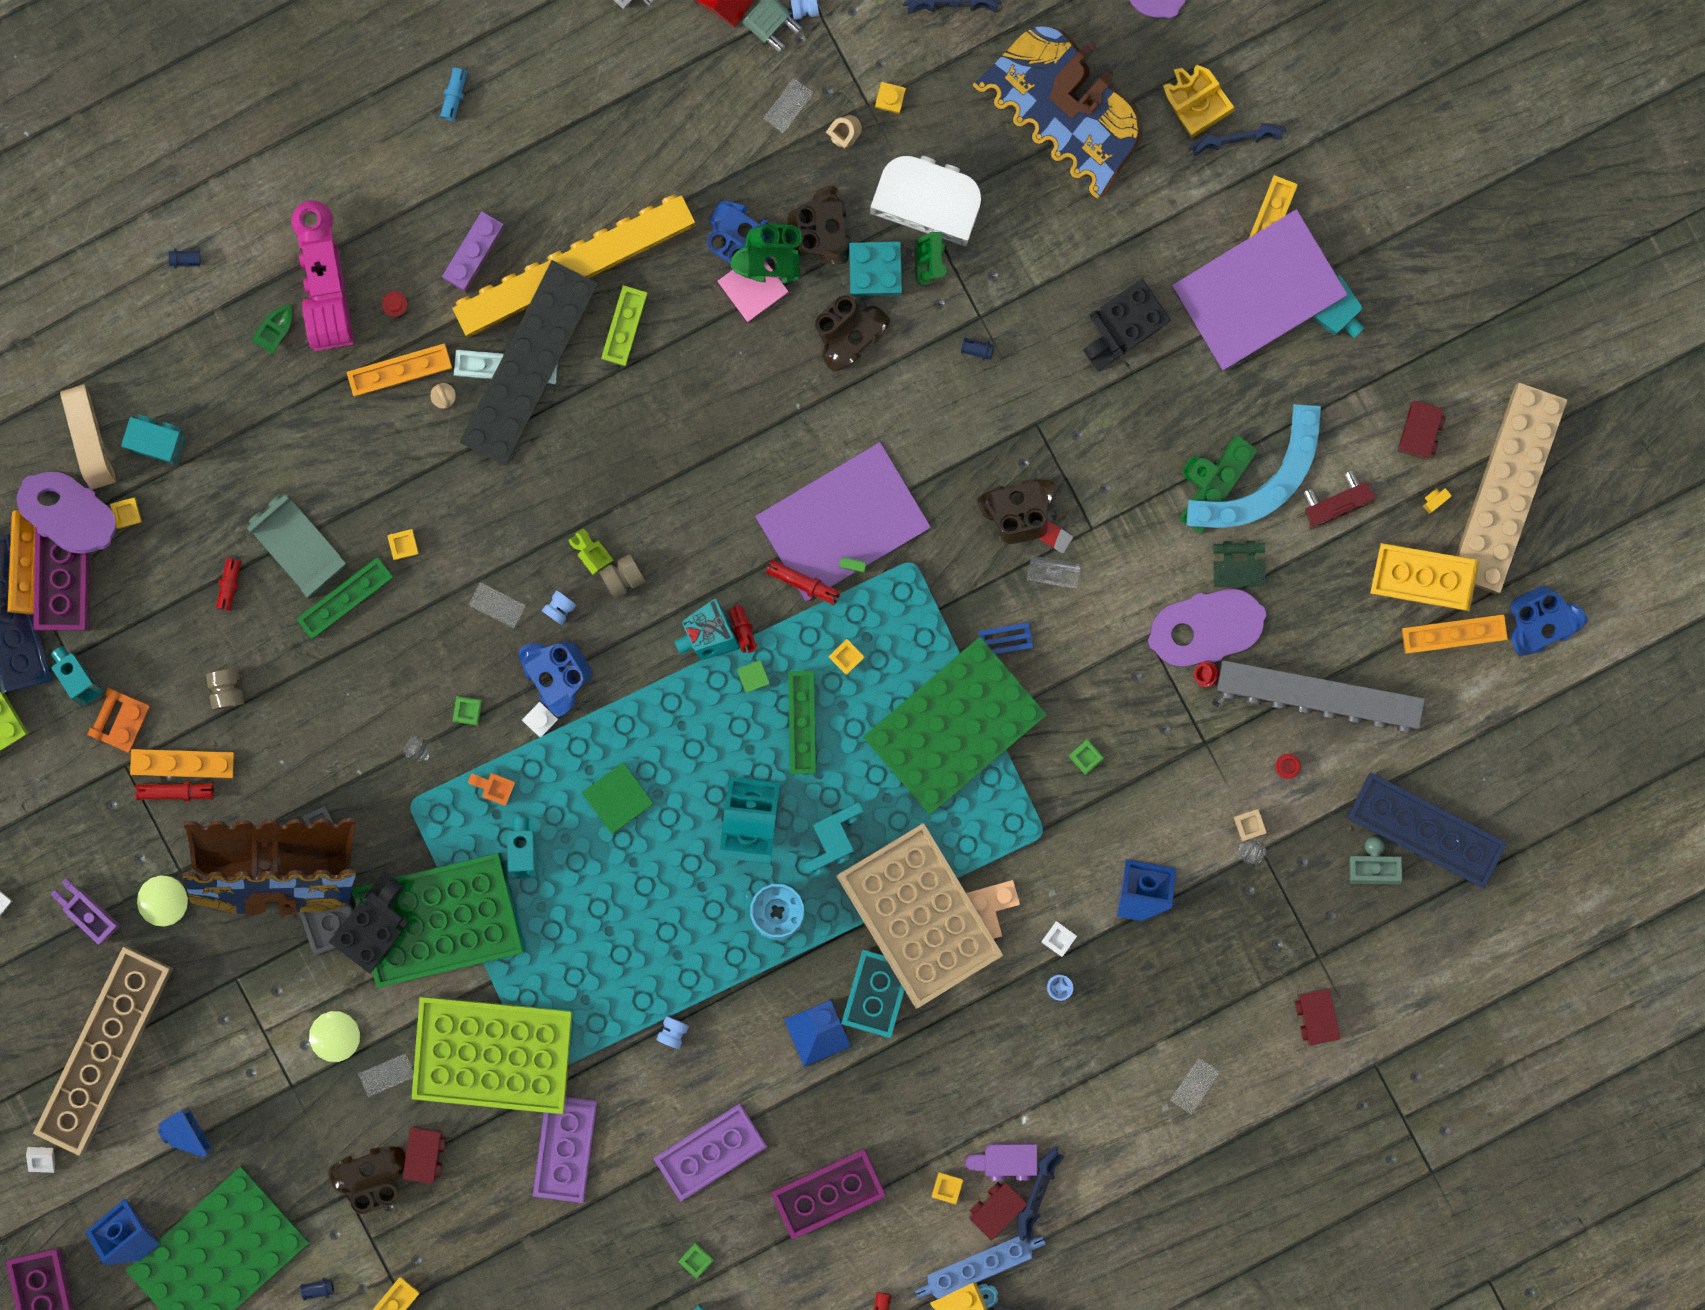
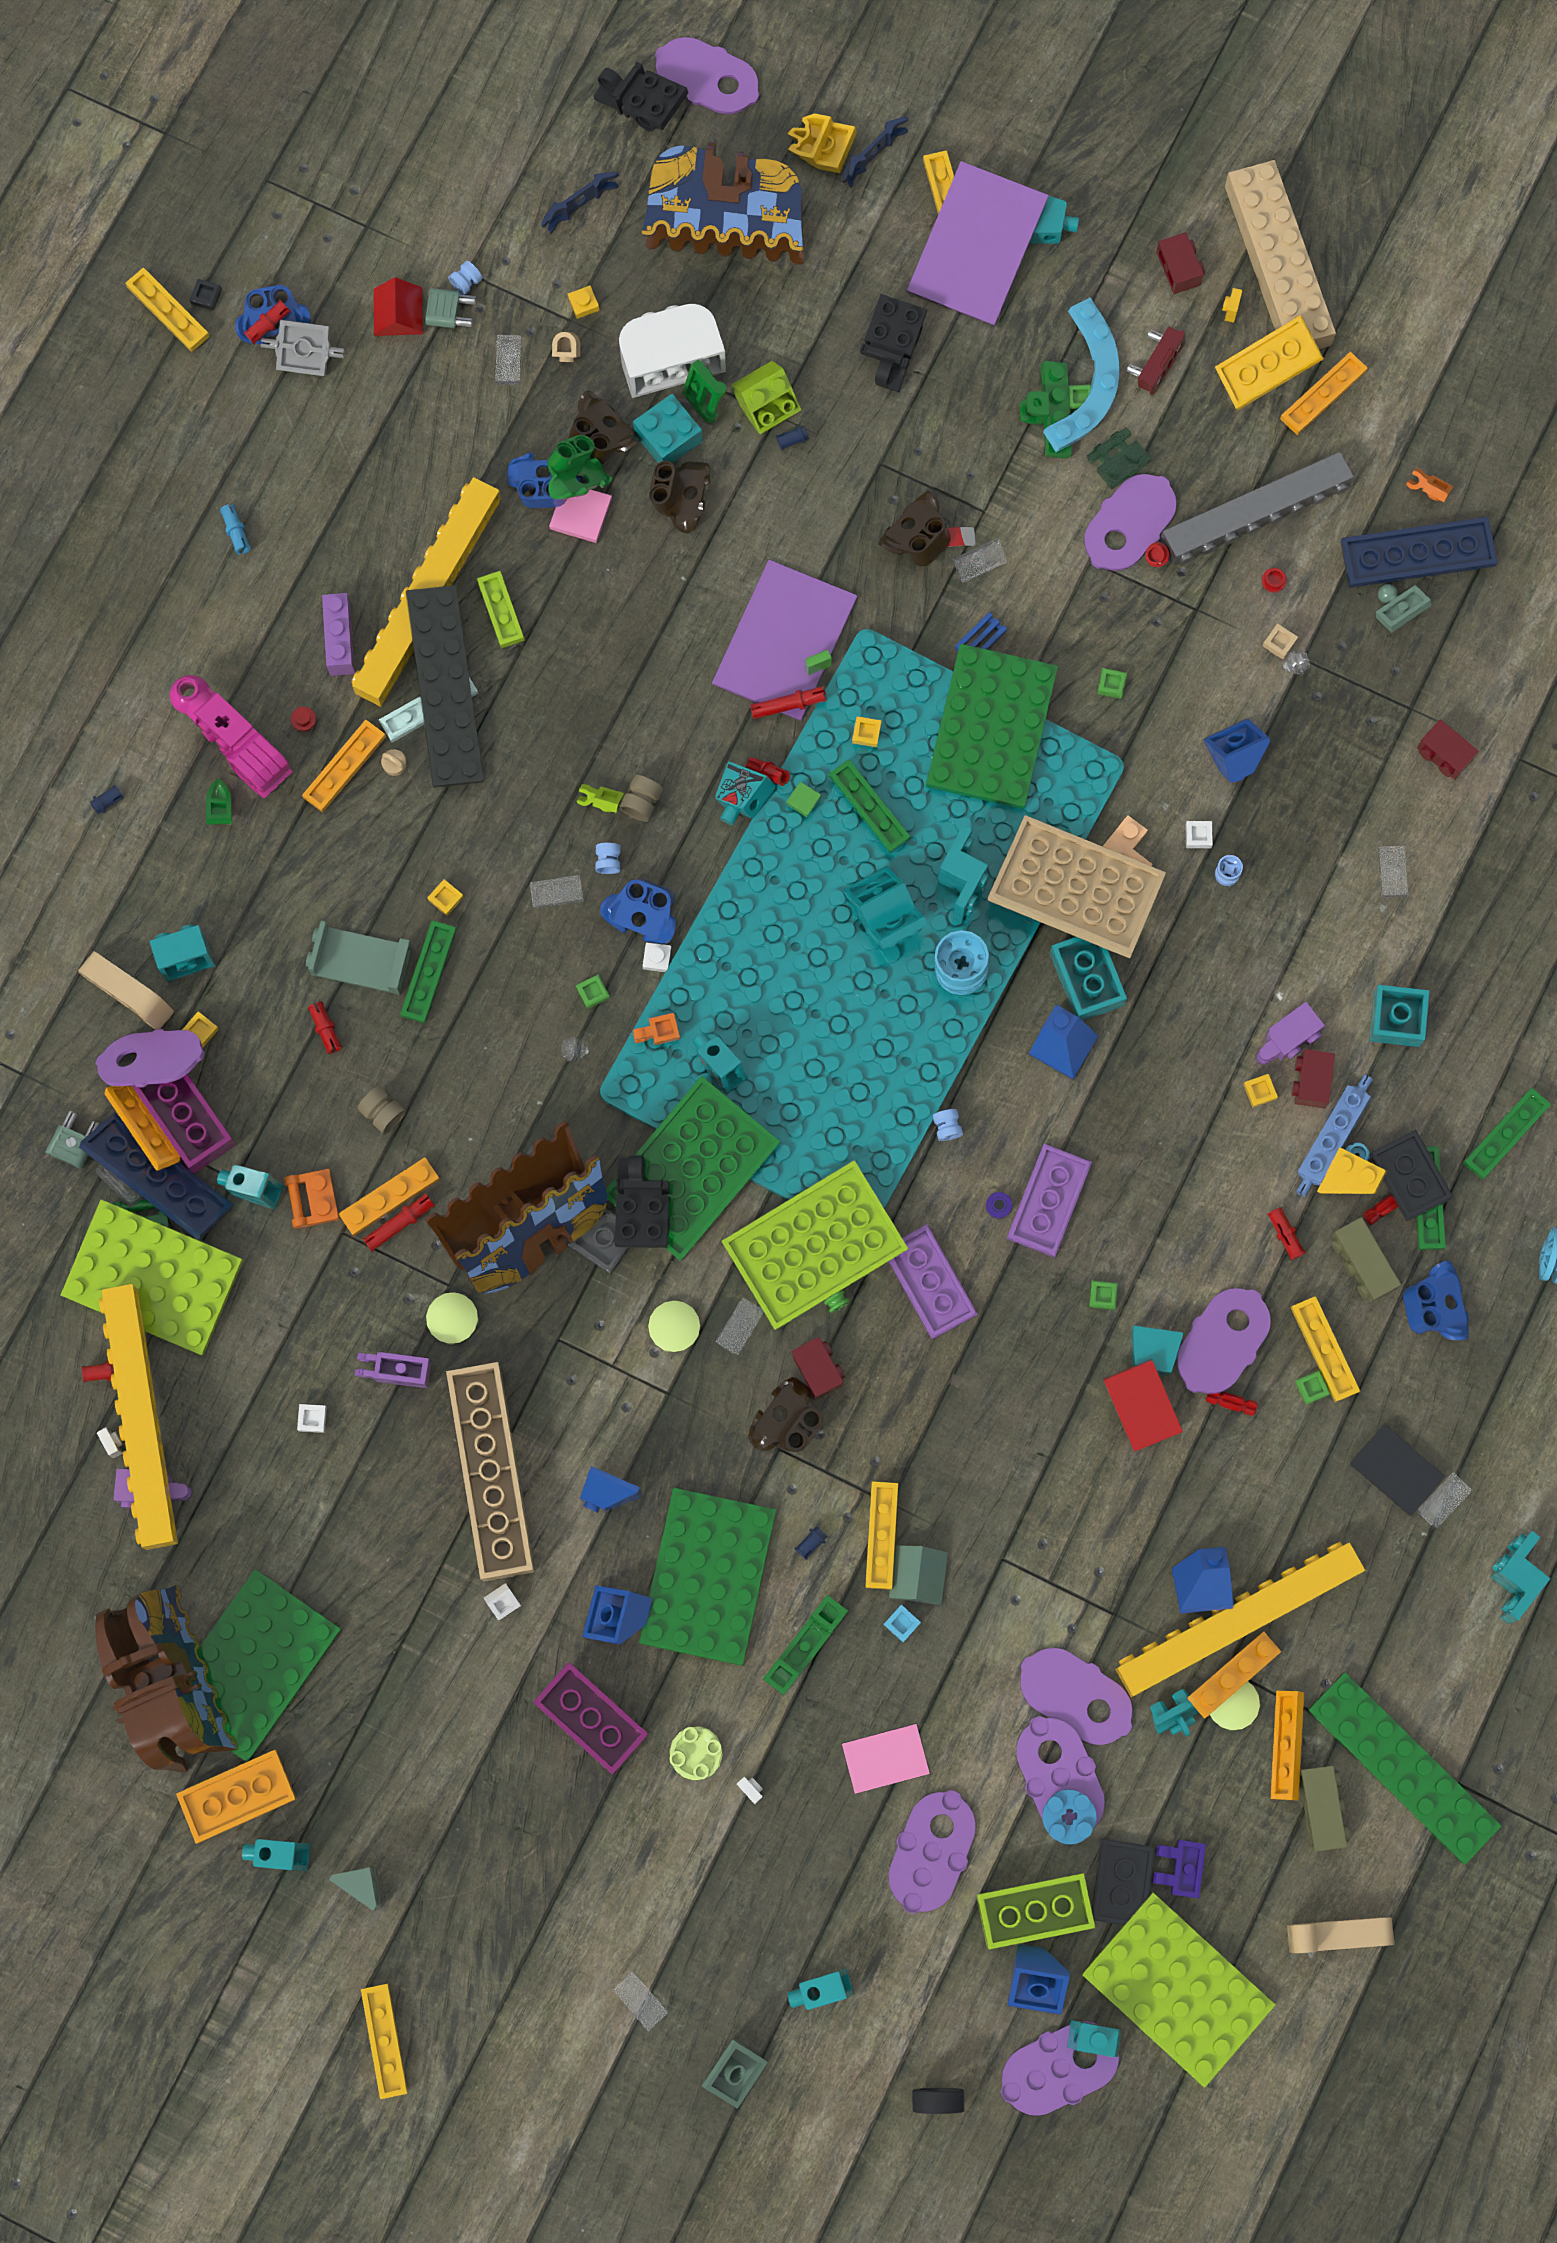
camera: 35 degrees left, 10 degrees down
(477, 1112) = (837, 1301): none -> bright green bush
(617, 798) = (765, 969): green tile -> none
(666, 1127) = (999, 1205): none -> dark purple tile
(828, 1193) = (1169, 1160): magenta brick -> none
(981, 297) = (766, 396): none -> lime slope
(1030, 1215) = (1343, 1064): dark blue piece -> none
(1104, 1210) = (1399, 1015): none -> teal brick
(1246, 485) = (1077, 396): none -> bright green tile
(1484, 783) = (1433, 486): none -> orange plate
(1565, 617) = (1395, 320): blue piece -> none

